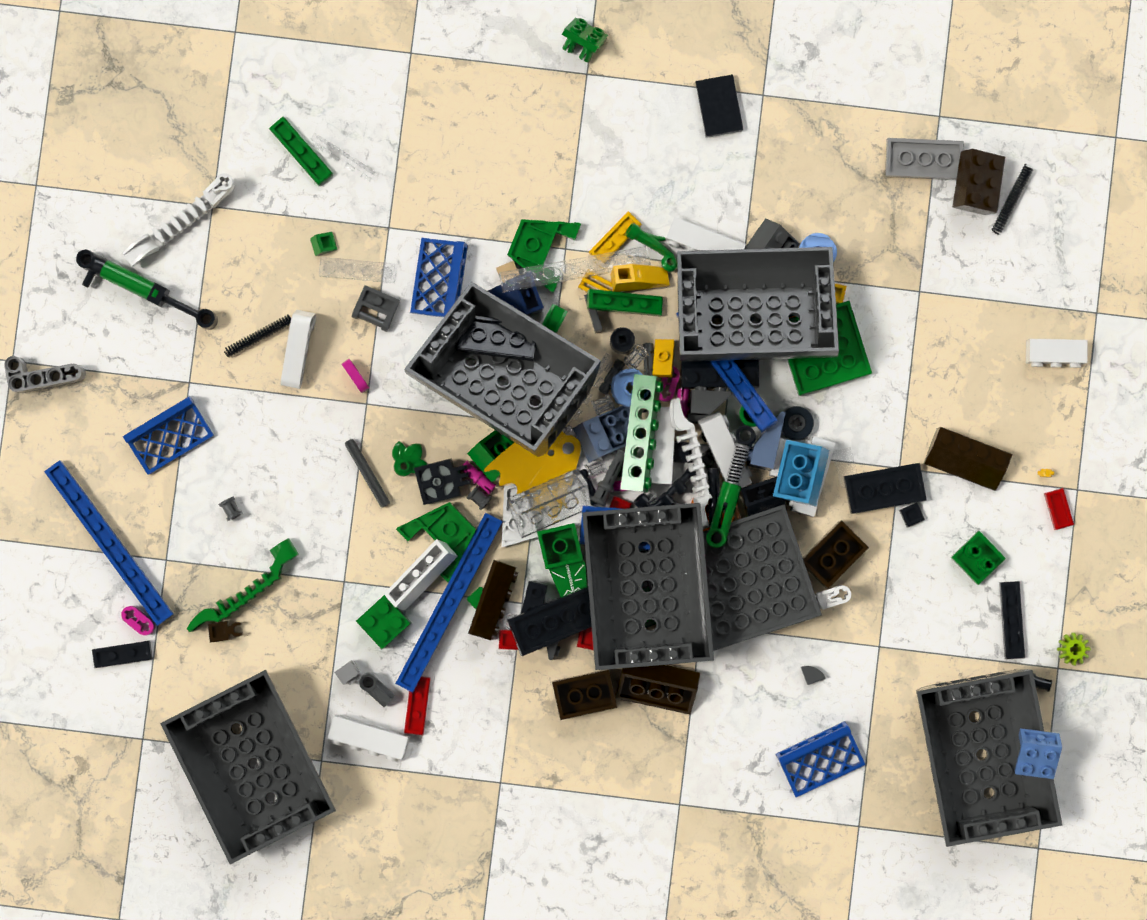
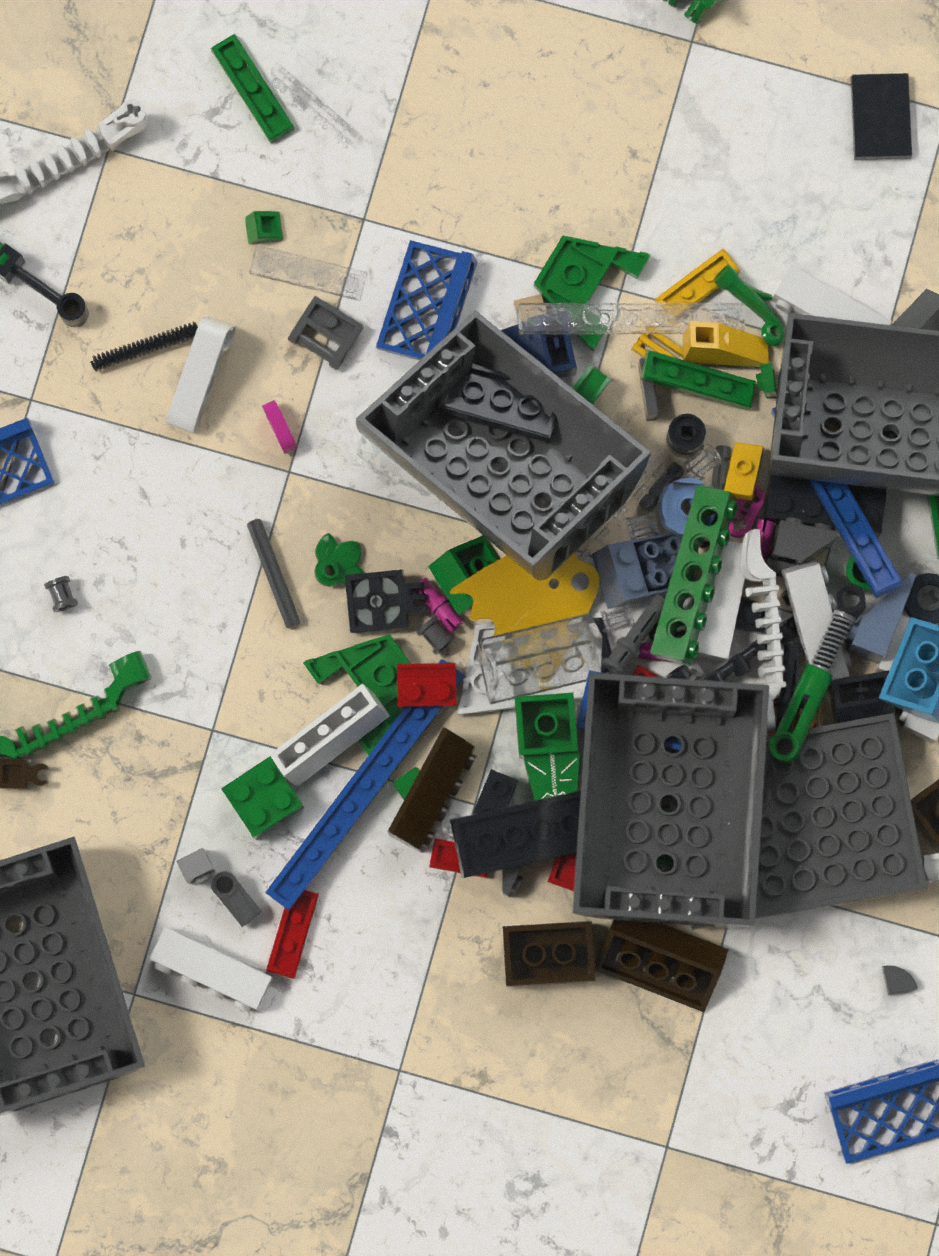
camera: 10 degrees right, 5 degrees down
(478, 532) = (426, 684): none -> red plate
(670, 295) = (766, 380): none -> green plate

